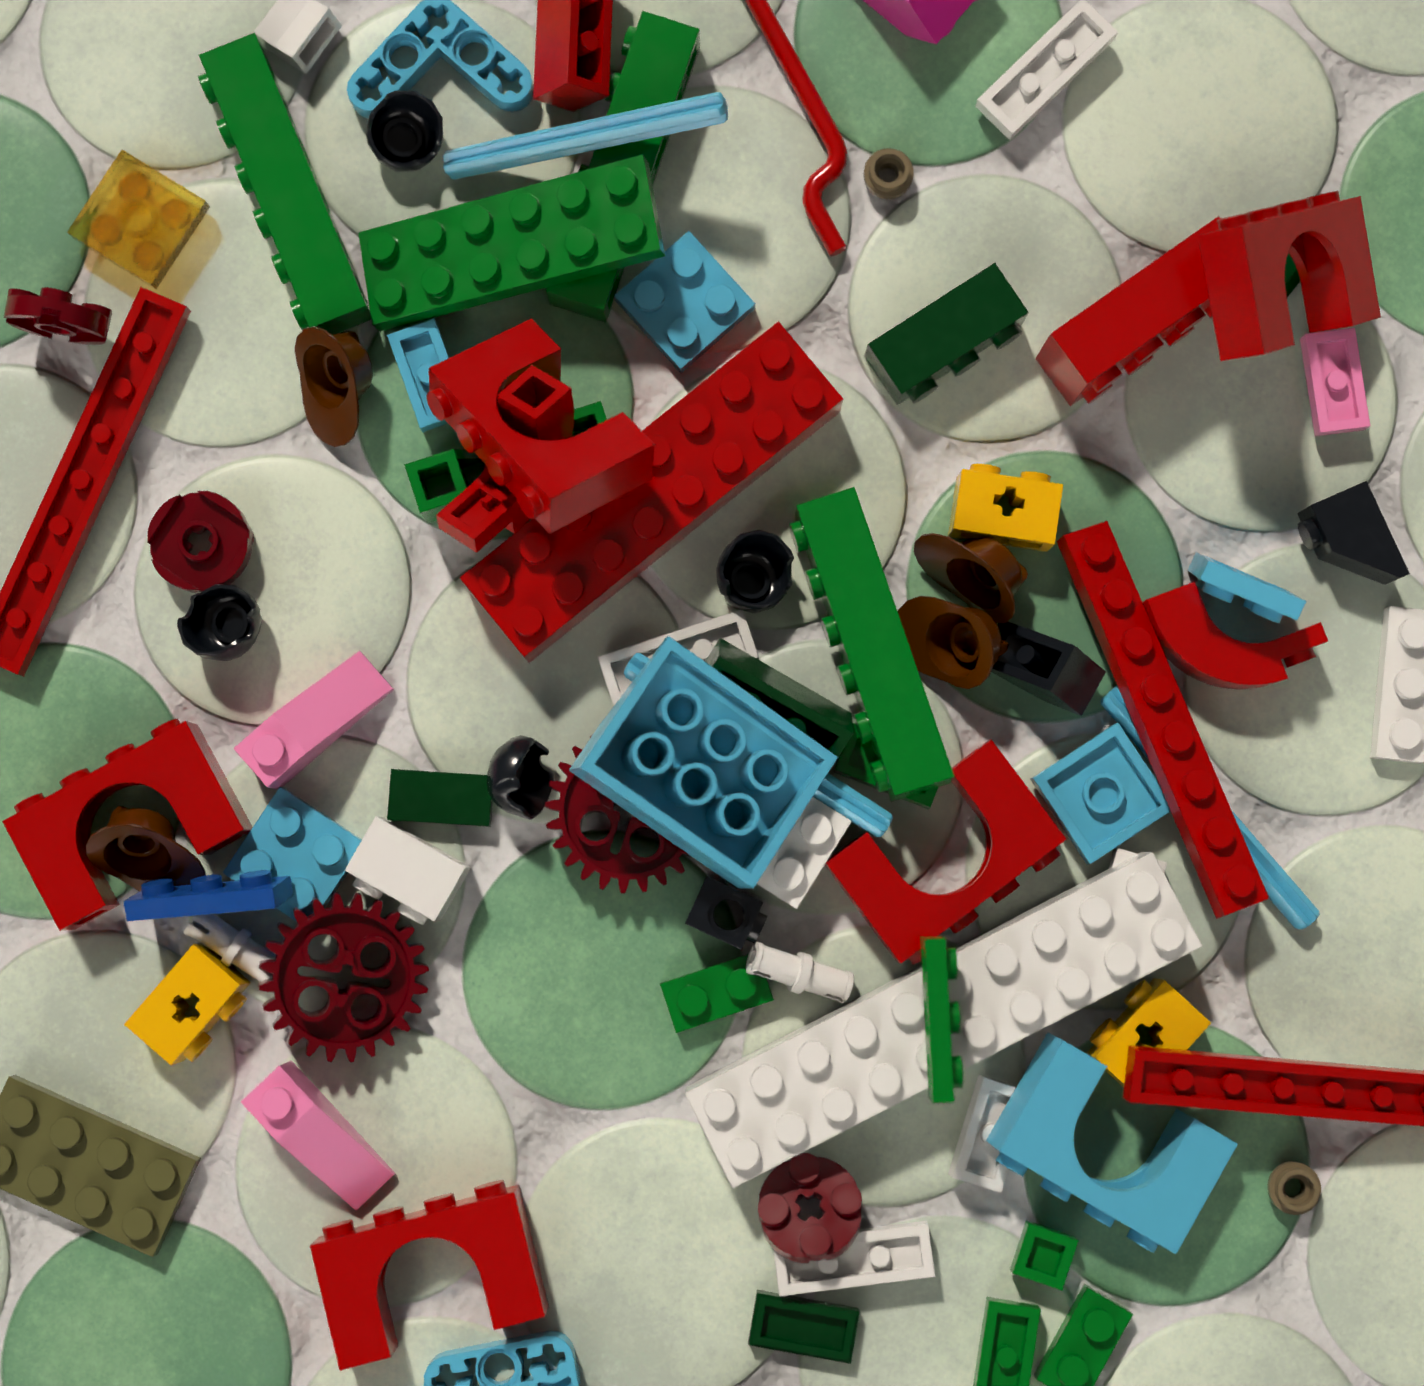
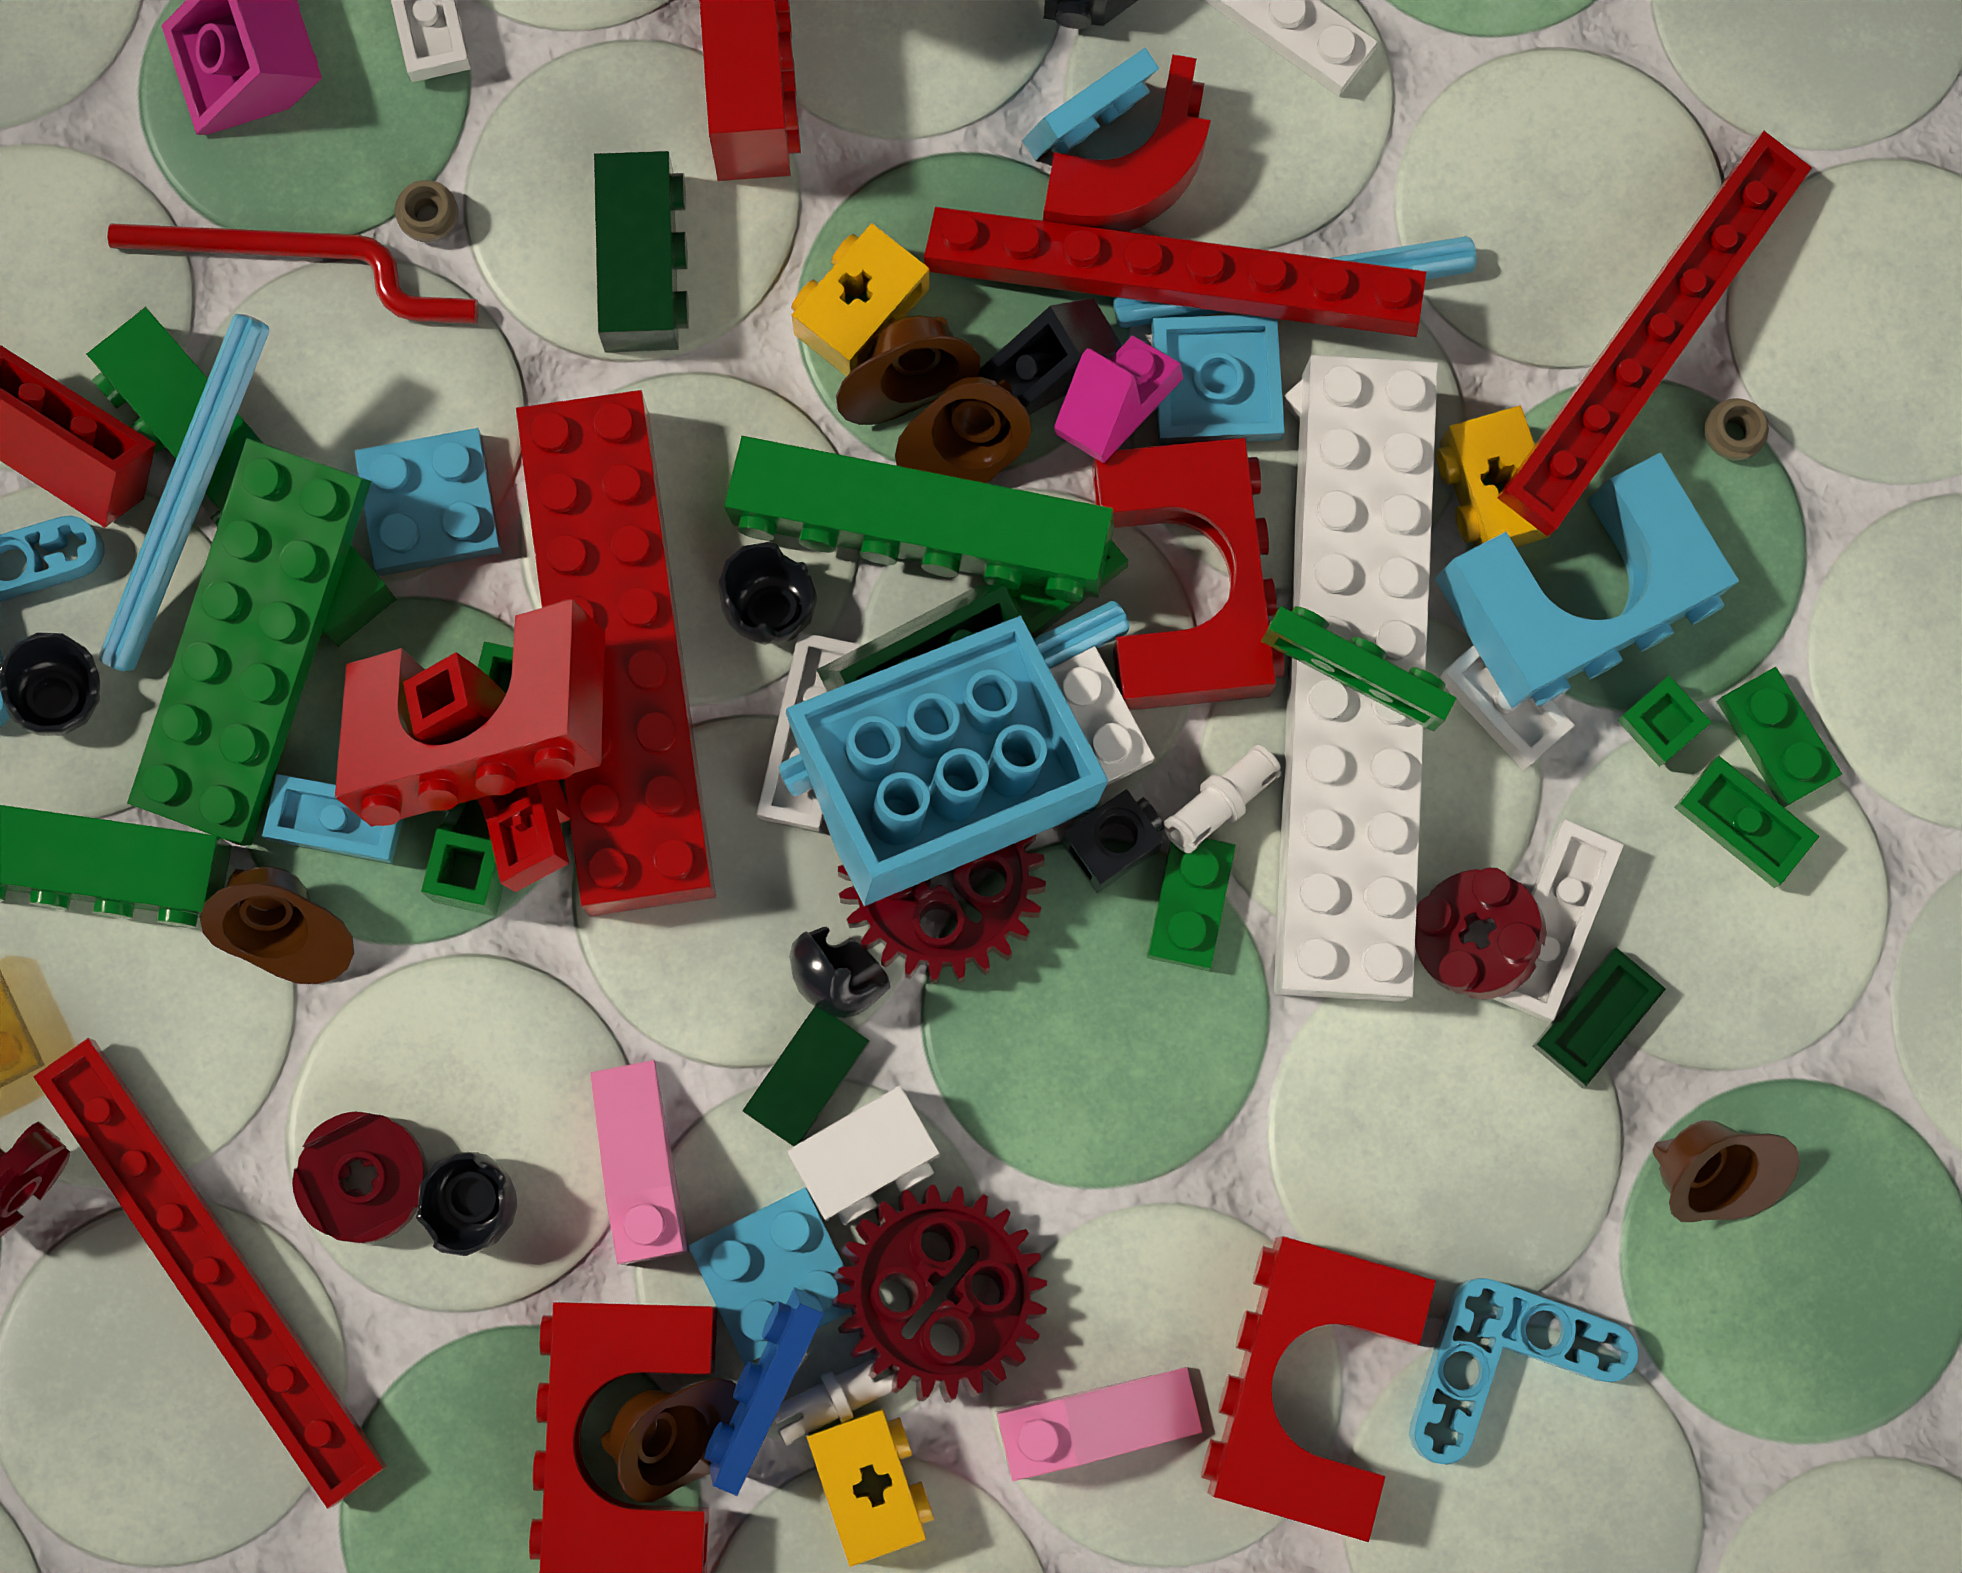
camera: 65 degrees left, 5 degrees down
(1040, 730) = (1114, 396): none -> dark pink slope

